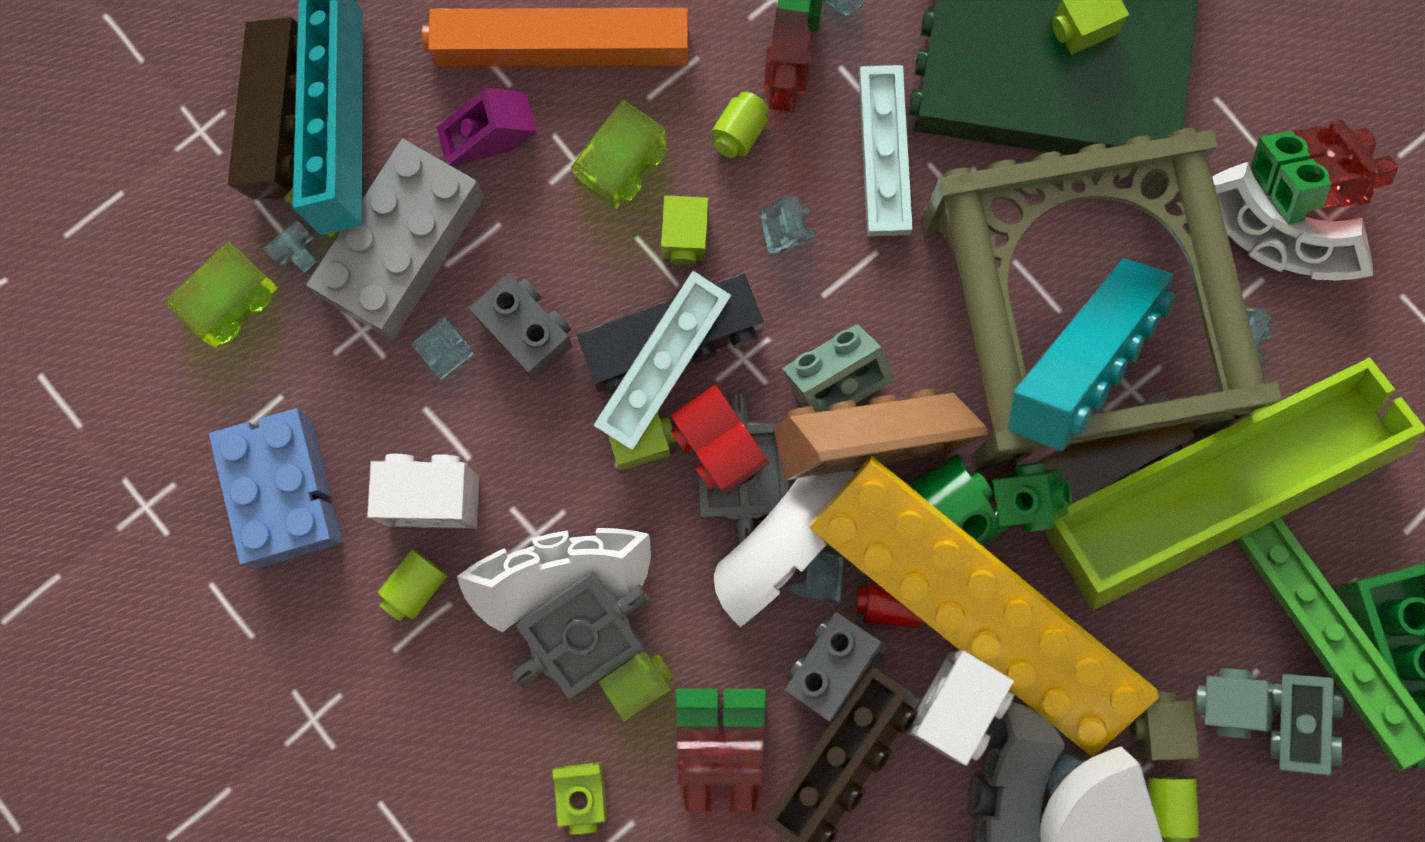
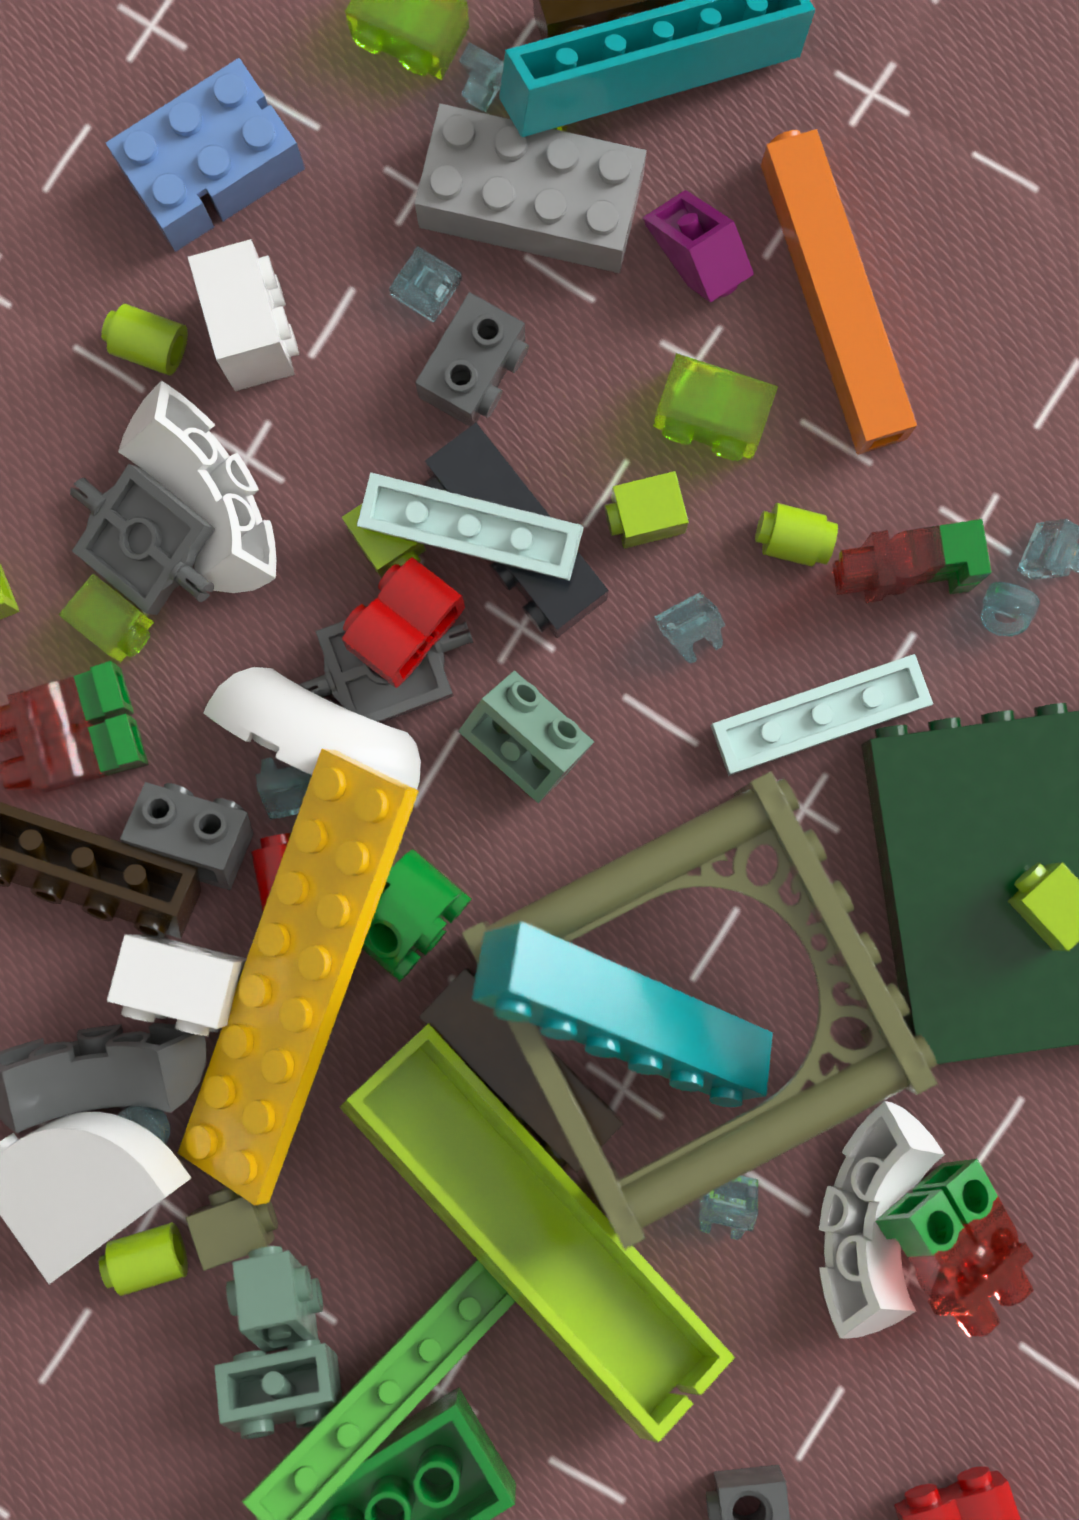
camera: 75 degrees right, 5 degrees up
(884, 429) = (462, 795): medium nougat slope -> none
(1032, 497) = (436, 994): green brick -> none

